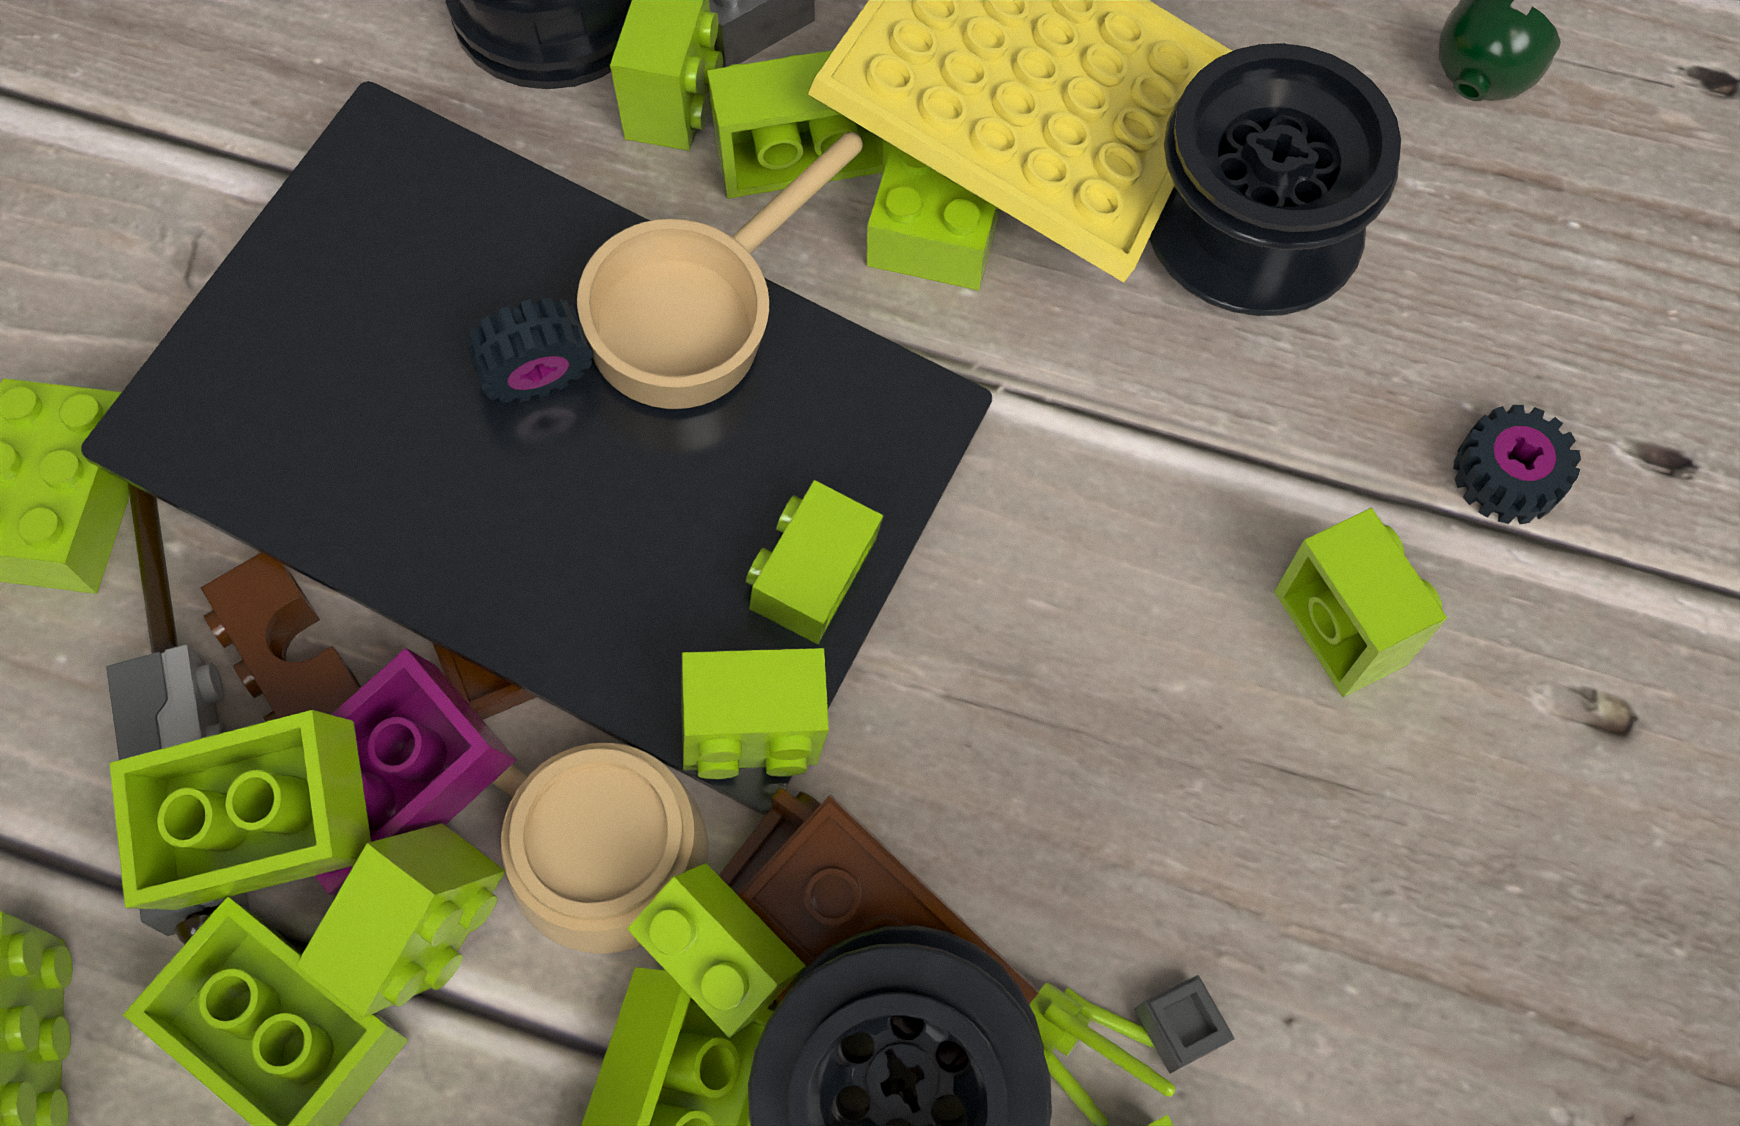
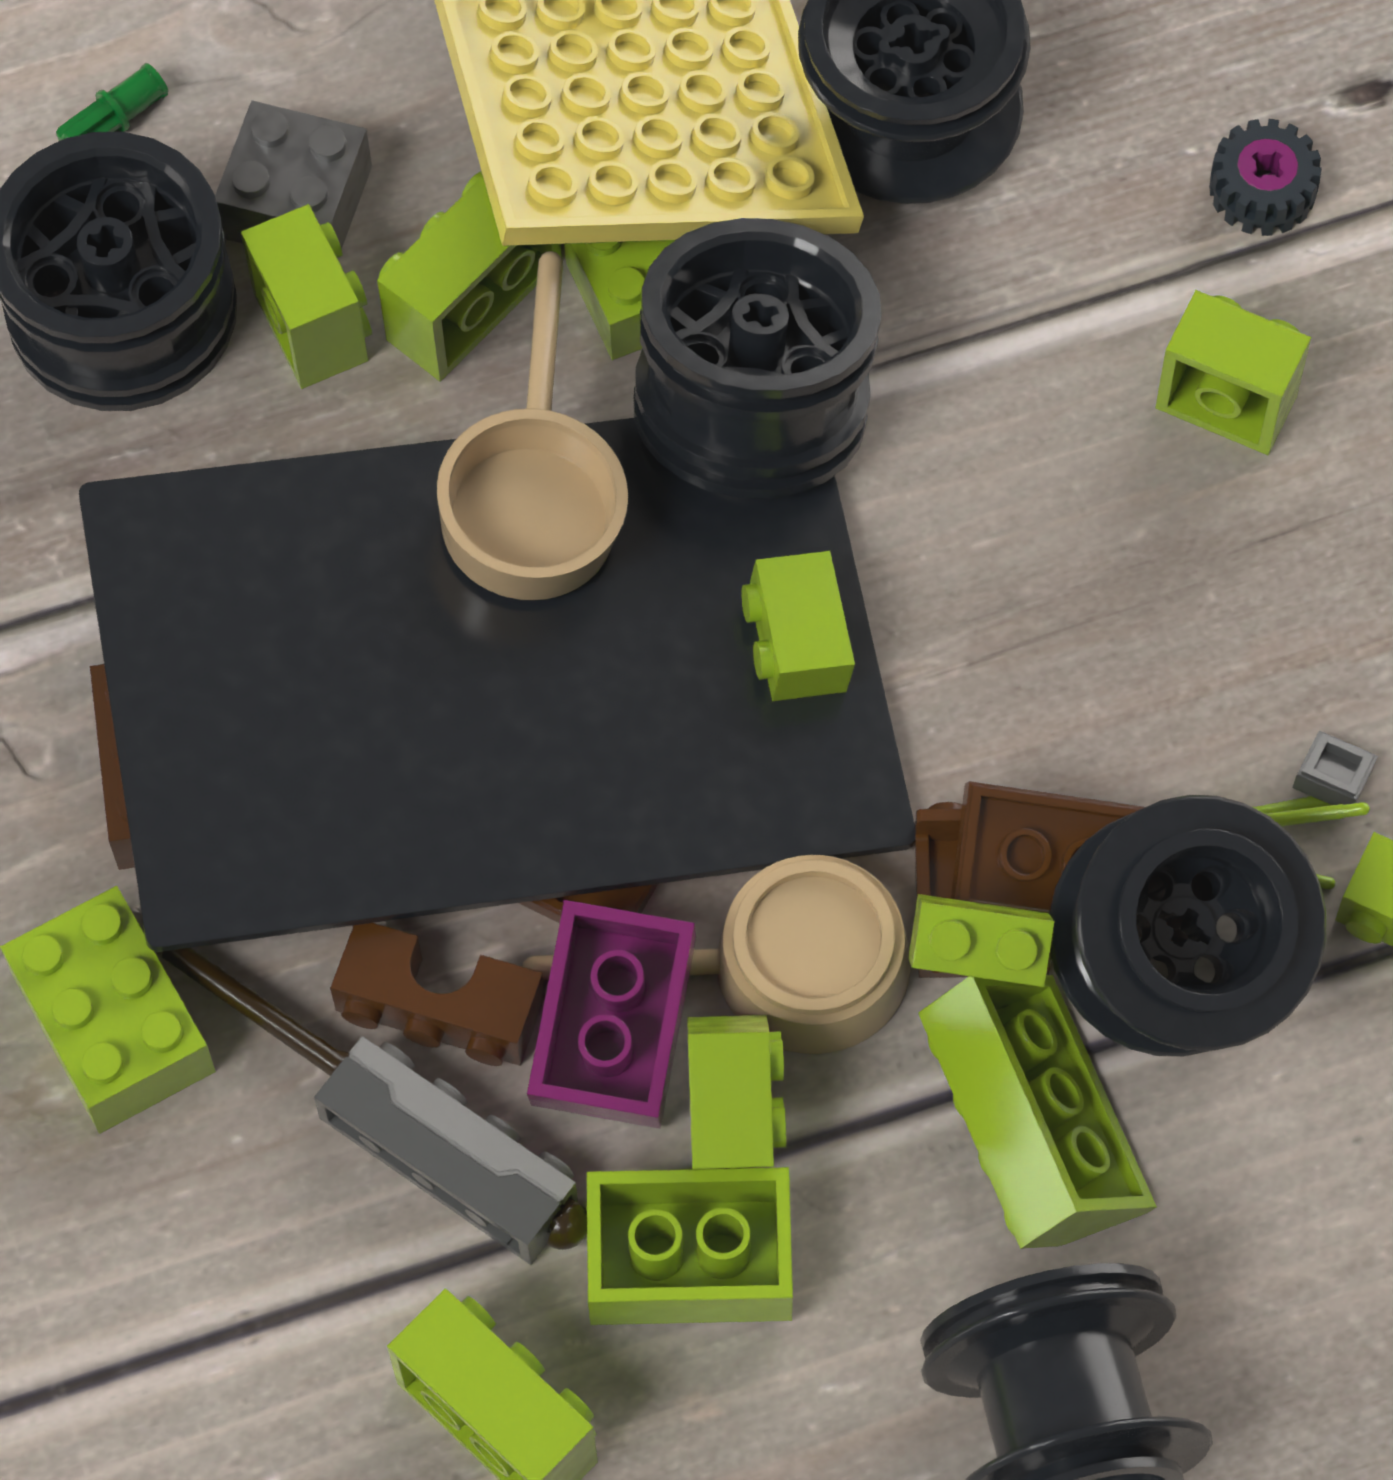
camera: 35 degrees left, 0 degrees up
(239, 811) = (560, 1092): lime brick -> none
(529, 350) = (450, 611): black wheel -> none
(753, 711) = (859, 765): lime brick -> none
(951, 318) = (755, 357): none -> black wheel

